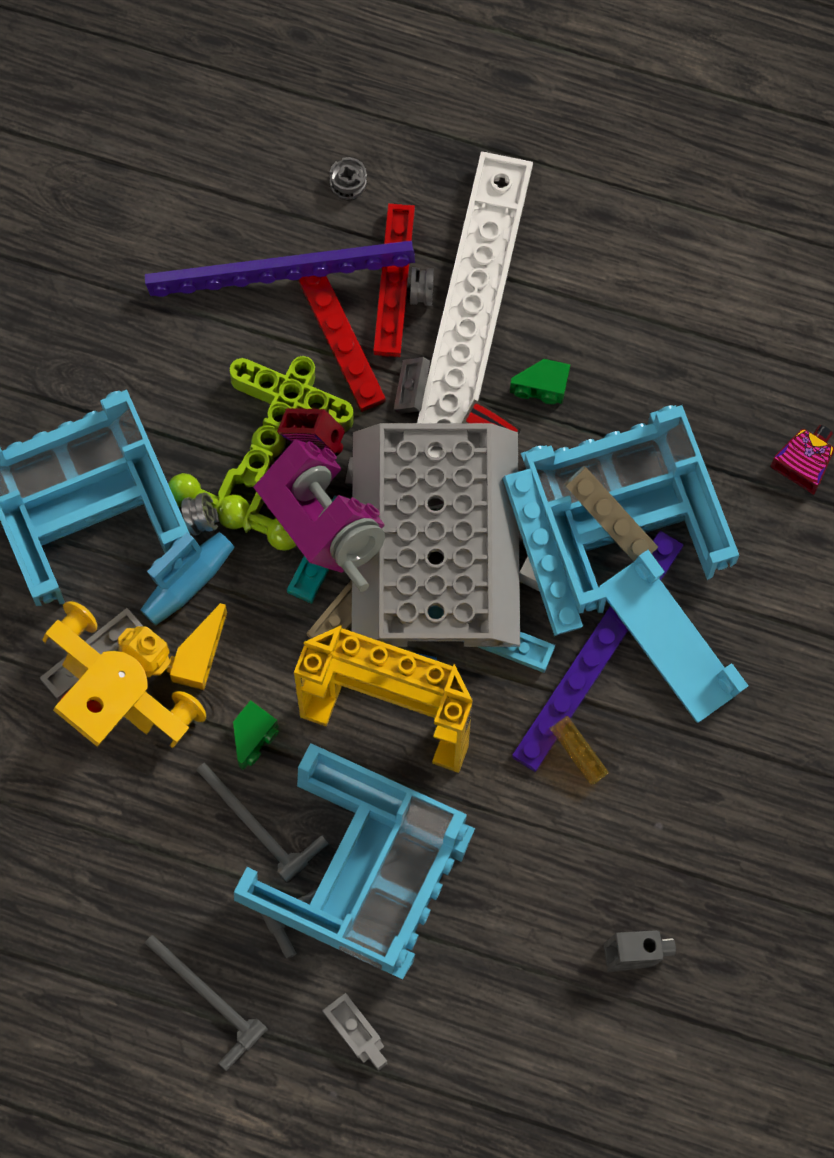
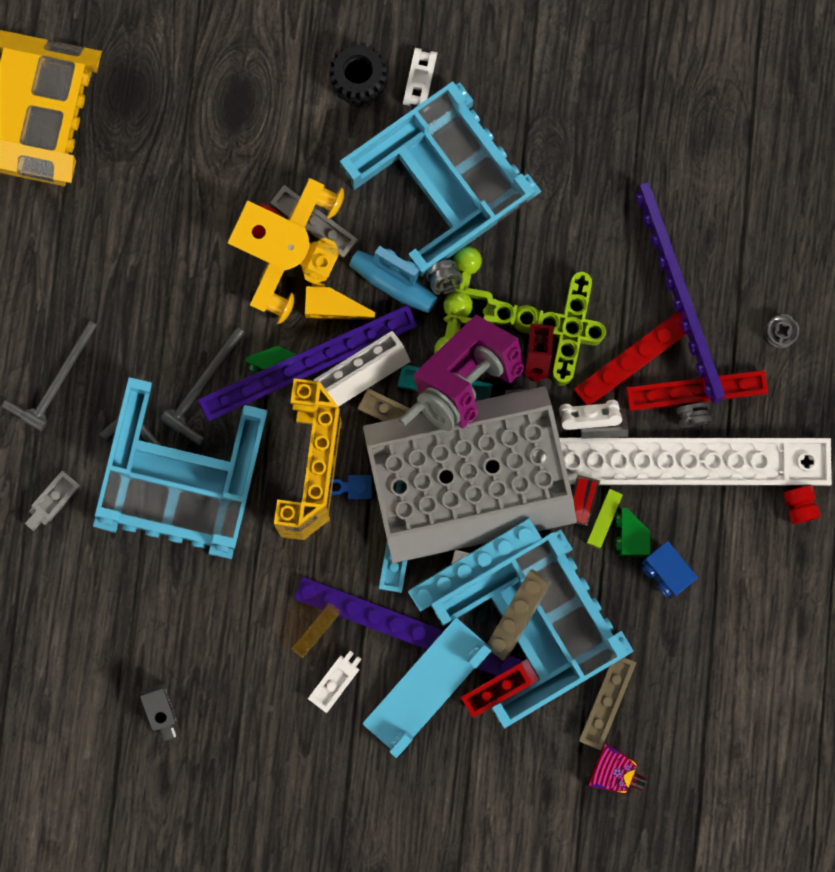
camera: 75 degrees right, 10 degrees up
(263, 692) = (305, 363): none -> dark purple plate
(280, 625) = (364, 368): none -> white brick
(397, 393) = (590, 415): none -> white plate
(517, 408) = (604, 519): none -> lime piece
(548, 198) = (802, 505): none -> red wheel
(592, 348) = (668, 570): none -> blue brick
(643, 743) = (335, 682): none -> white hinge
(689, 556) = (499, 688): none -> red brick
(731, 452) = (607, 703): none -> dark tan plate

